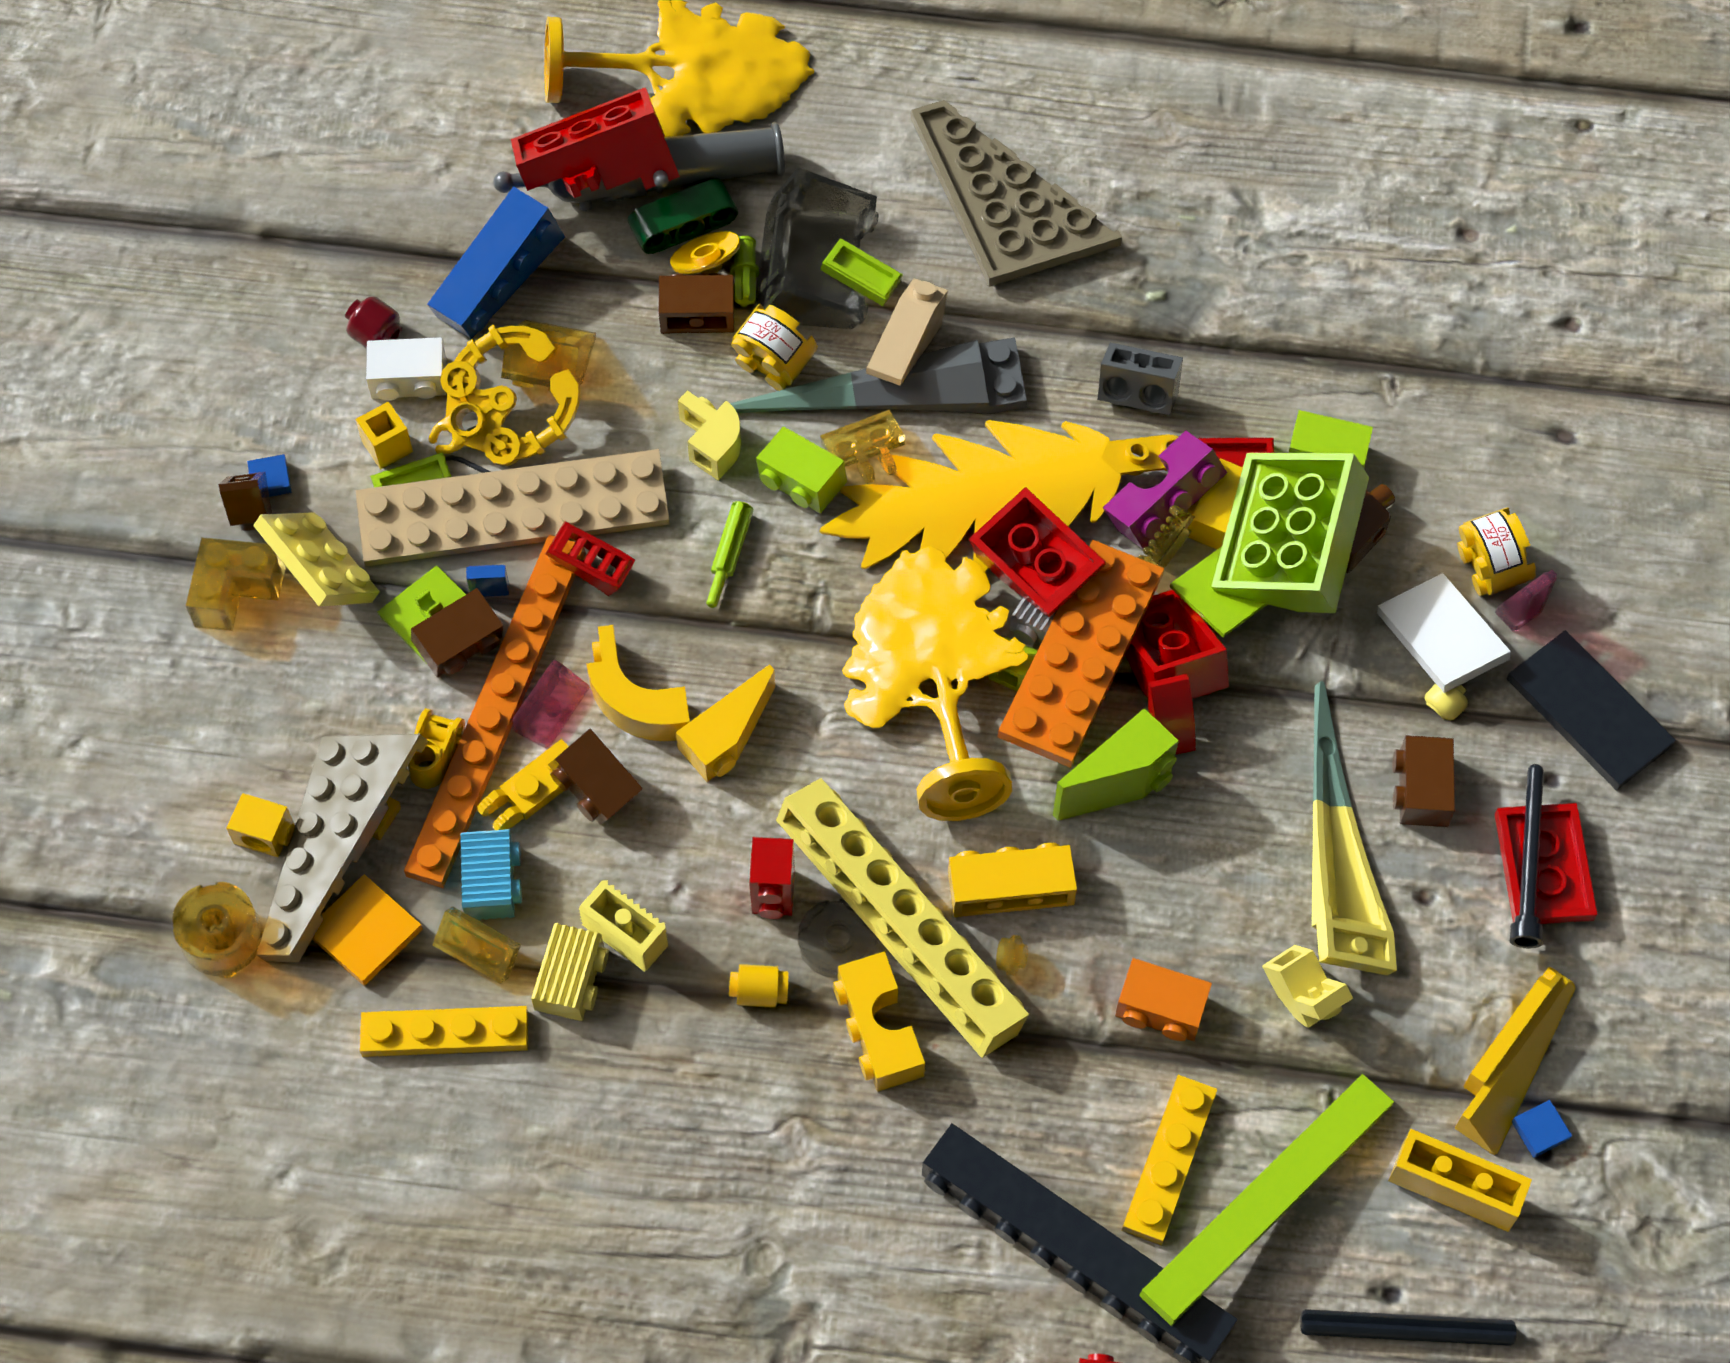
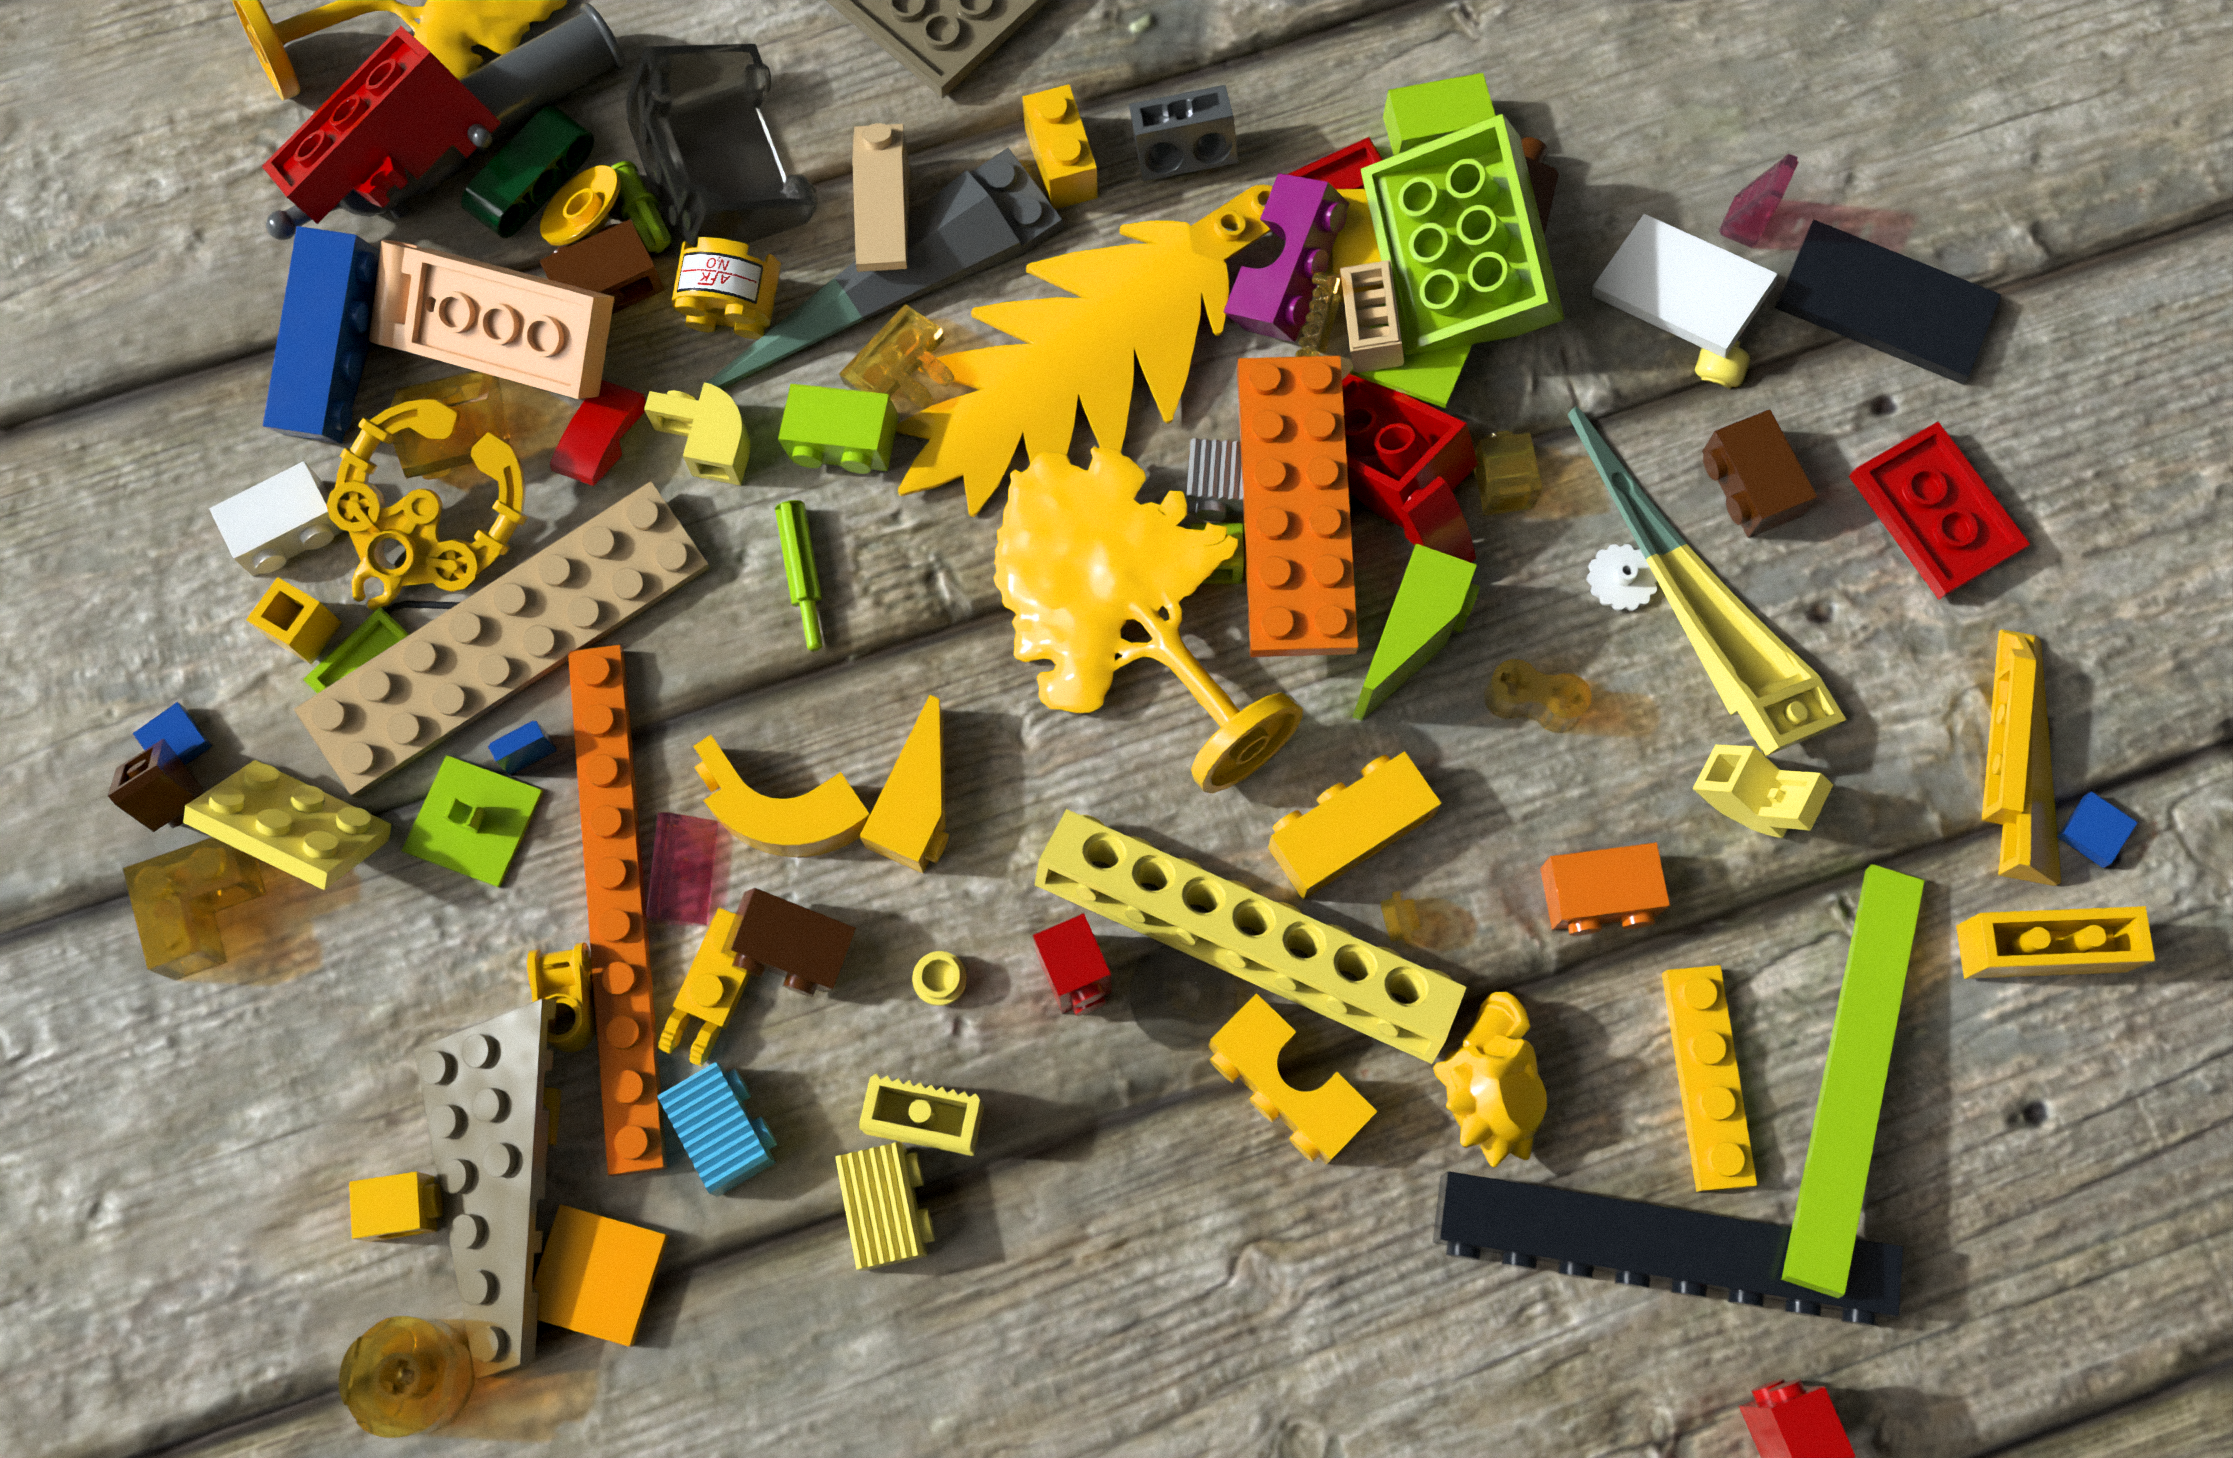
camera: 25 degrees left, 10 degrees up
(372, 321) = (203, 478): dark red head -> none
(444, 1031) = (763, 1357): yellow plate -> none
(457, 633) = (519, 835): reddish brown brick -> none
(476, 944) = (749, 1227): clear yellow plate -> none
(596, 547) = (659, 643): red slope -> none
(608, 300) = (491, 319): none -> light nougat hinge
(635, 405) = (593, 435): none -> red slope
(682, 851) = (939, 978): none -> light yellow plate
(759, 985) = (1123, 1106): yellow brick -> none
(861, 272) = (782, 146): lime tile -> none
(1014, 1086) = (1495, 1082): none -> yellow head
(1035, 553) = (1183, 407): red slope -> none
(1050, 352) = (1060, 146): none -> yellow brick
(1185, 855) = (1537, 696): none -> clear yellow axle
(1196, 575) = (1378, 346): none -> tan slope
(1245, 701) = (1507, 473): none -> clear yellow brick
(1291, 809) = (1621, 578): none -> white piece
(1408, 1327) = (2079, 1147): black axle -> none
(1496, 551) = (1698, 160): yellow brick -> none
(1527, 930) = (1966, 598): black piece -> none

